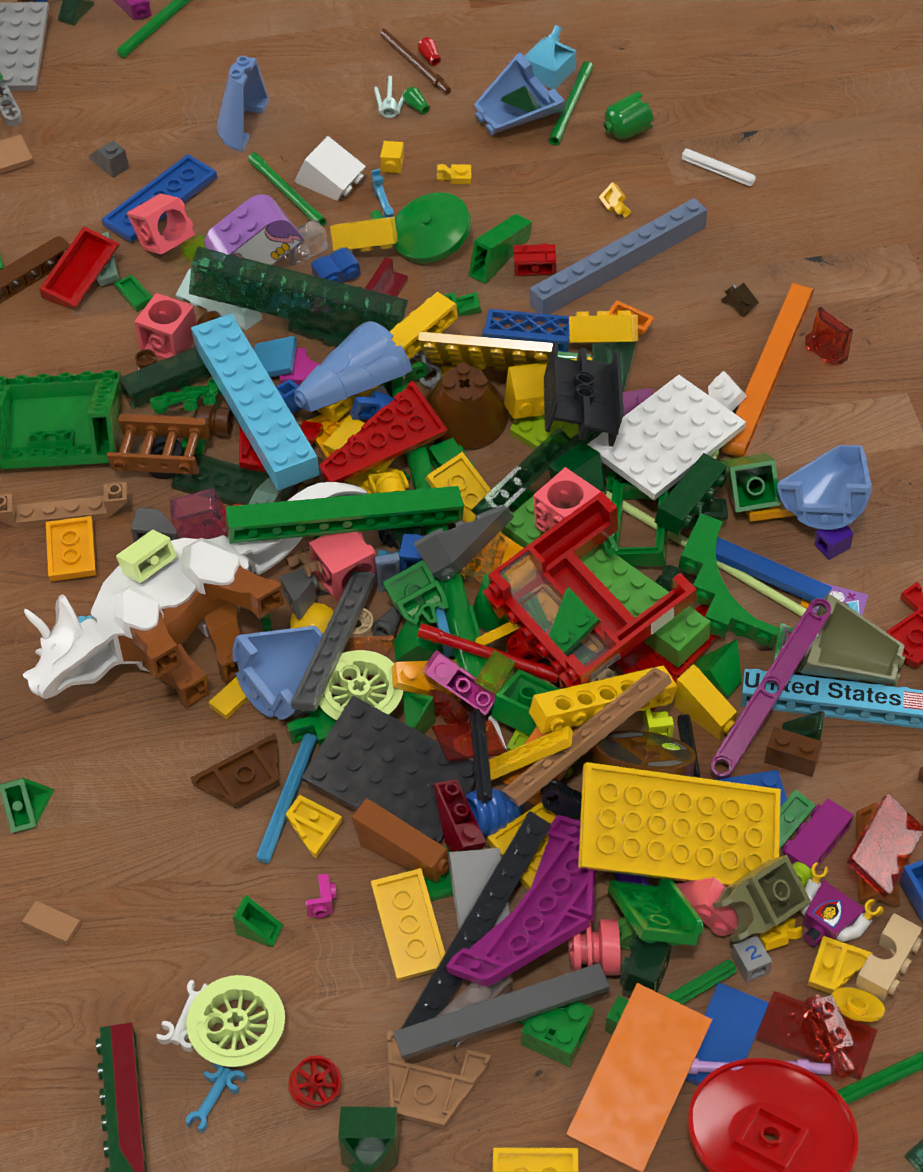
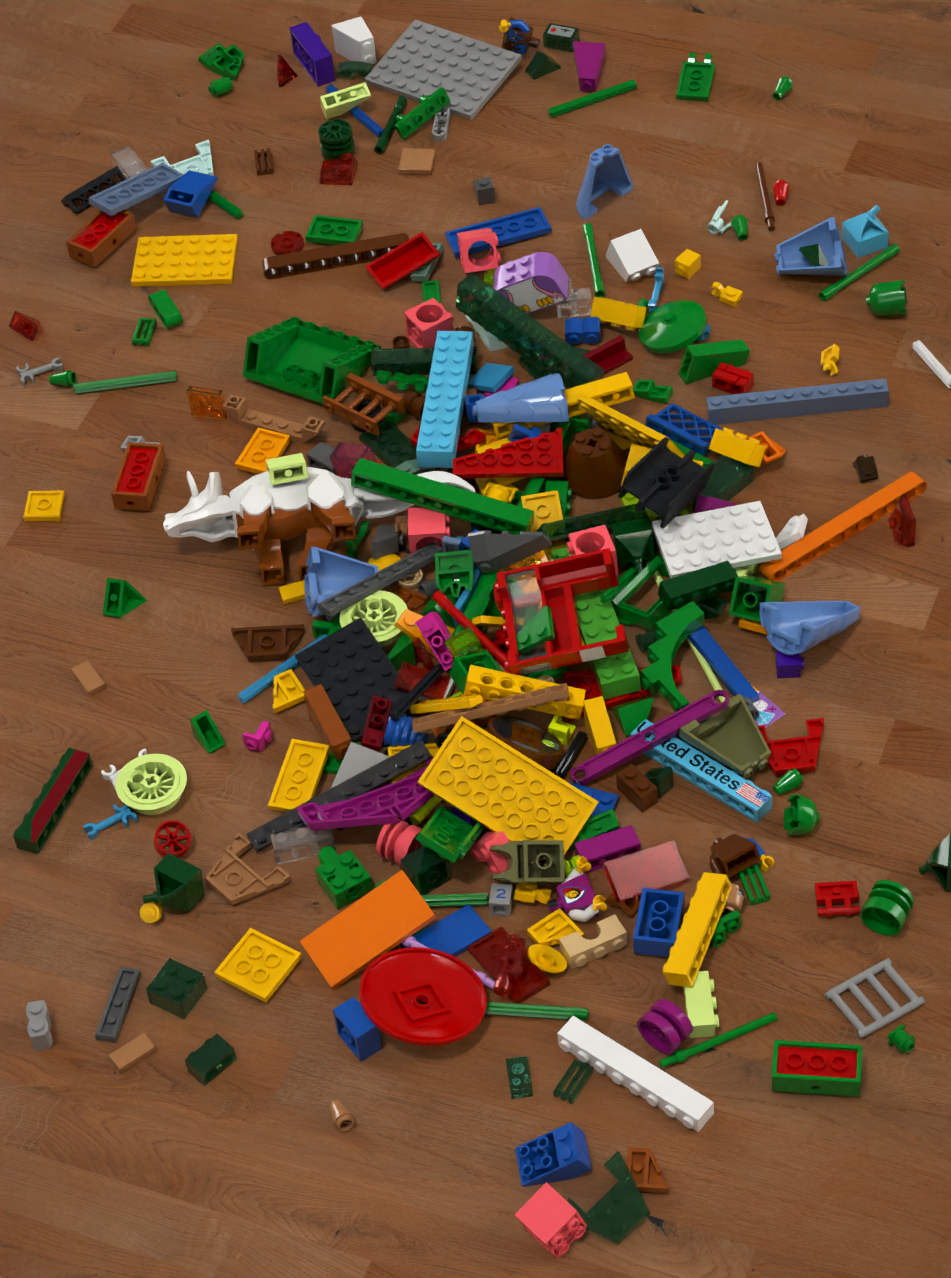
camera: 35 degrees right, 5 degrees down
(501, 1011) = (309, 848): dark grey tile -> none

